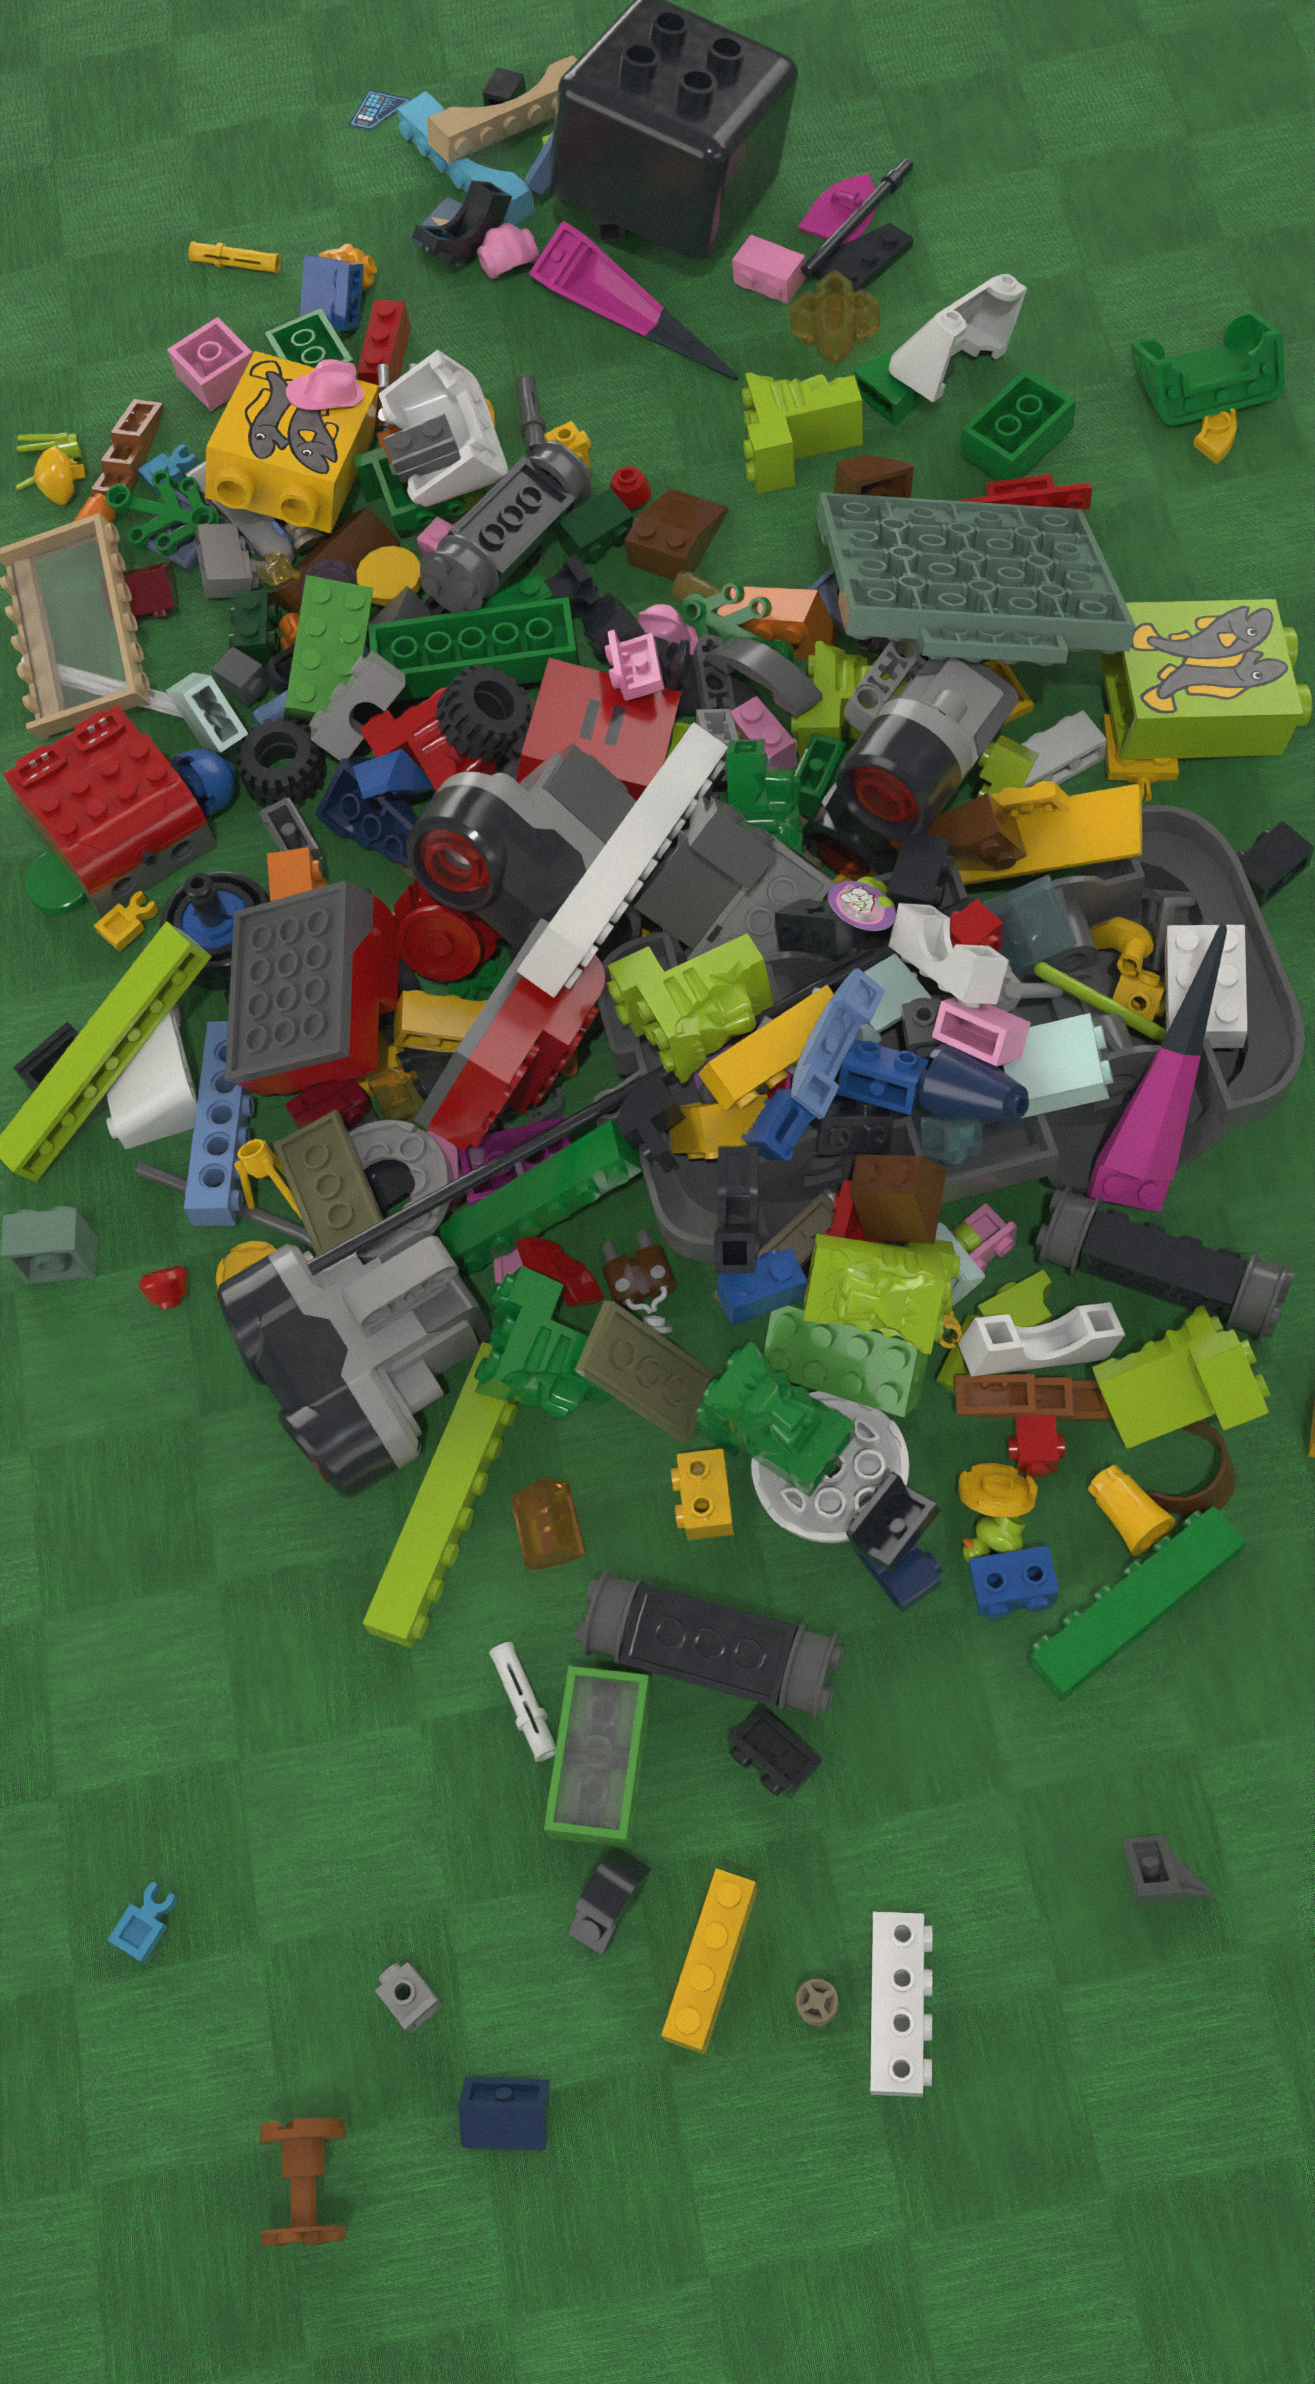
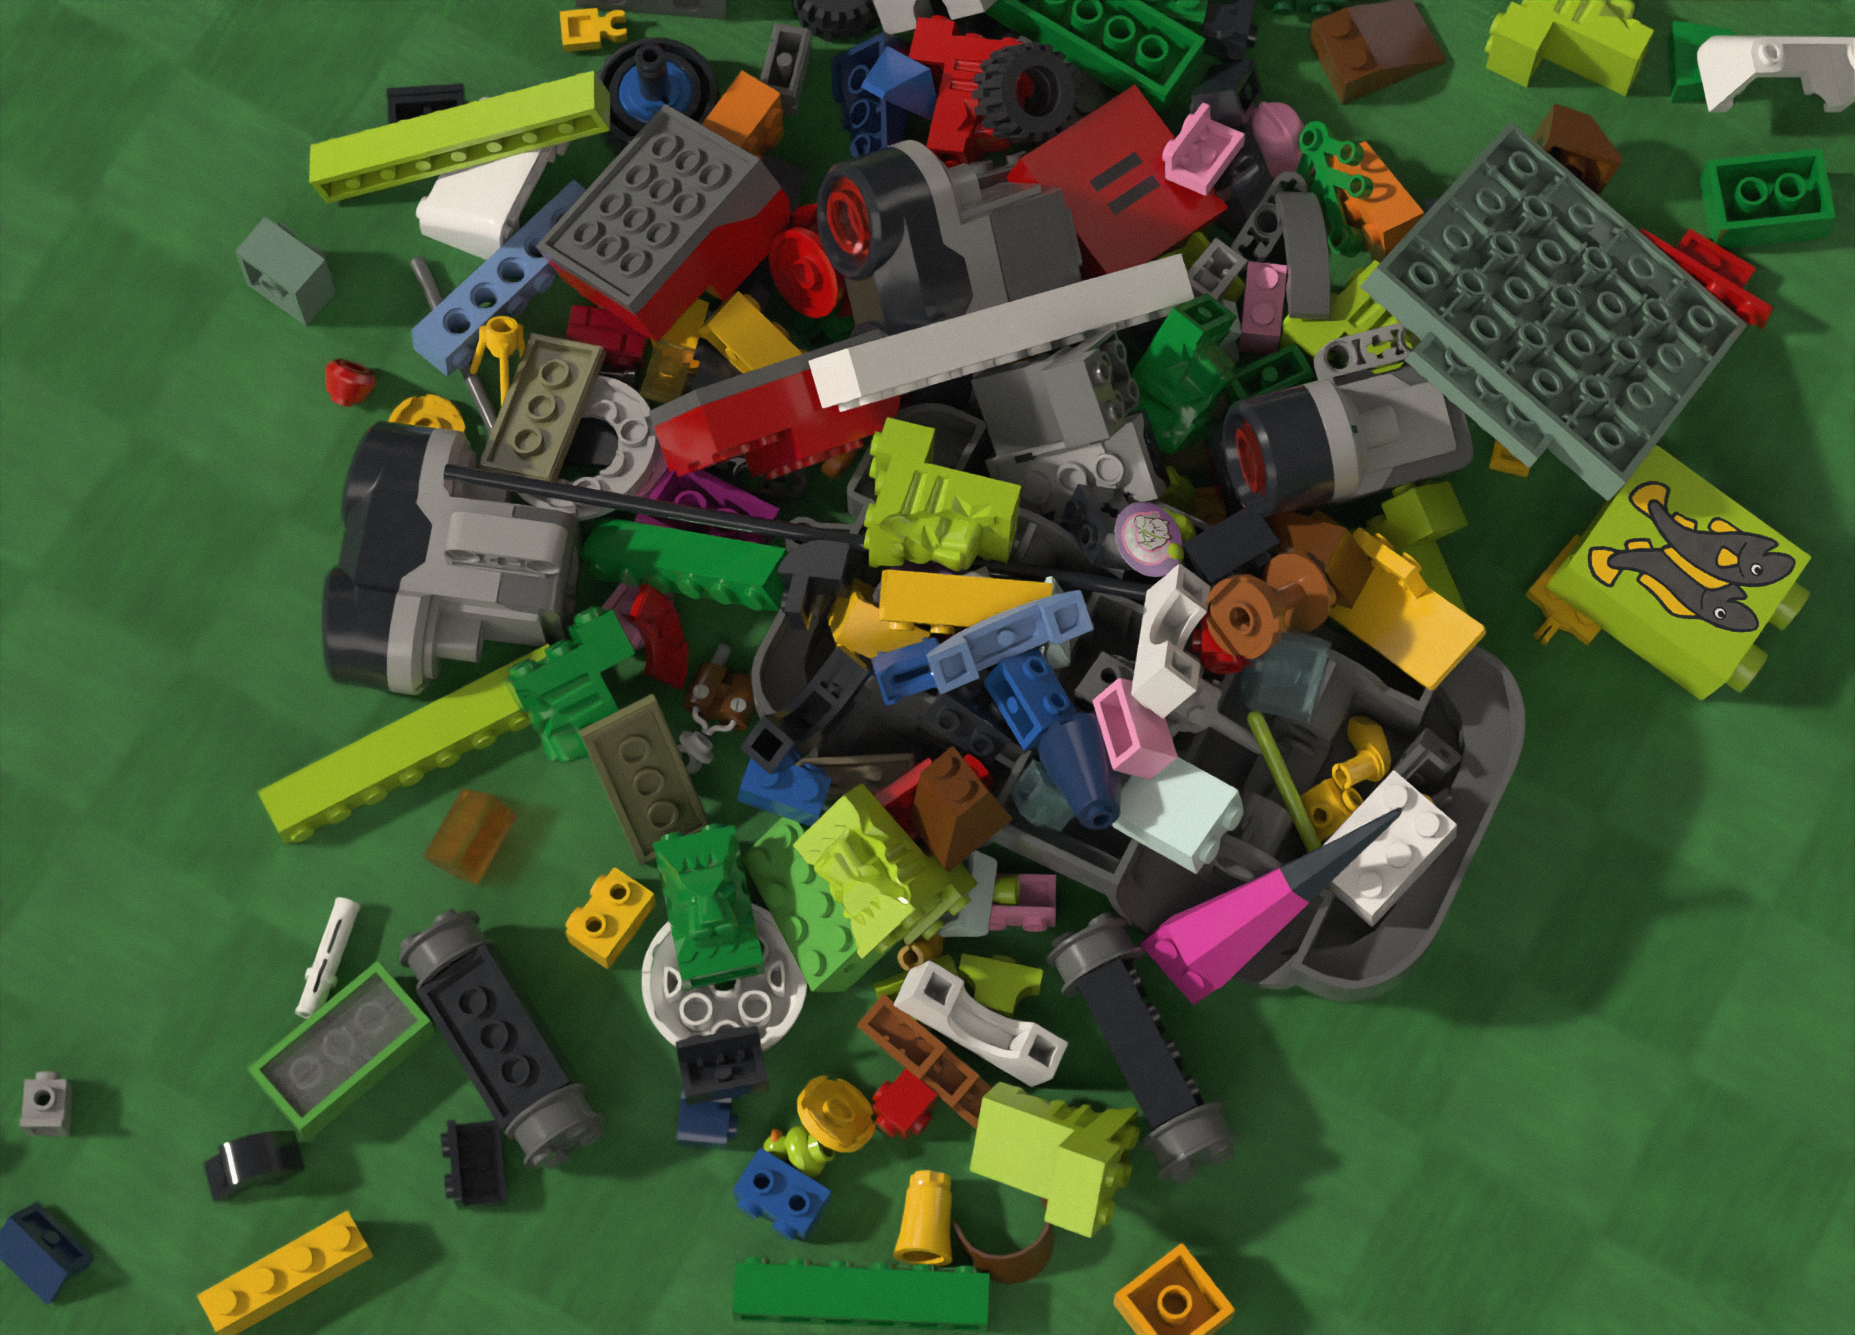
camera: 30 degrees right, 5 degrees up
(690, 583) = (1338, 114): clear yellow cone -> none
(900, 988) = (1115, 629): light aqua piece -> none
(986, 881) = (1252, 612): none -> dark orange piece
(1066, 749) = (1501, 536): white brick -> none
(1275, 861) = (1580, 789): black brick -> none

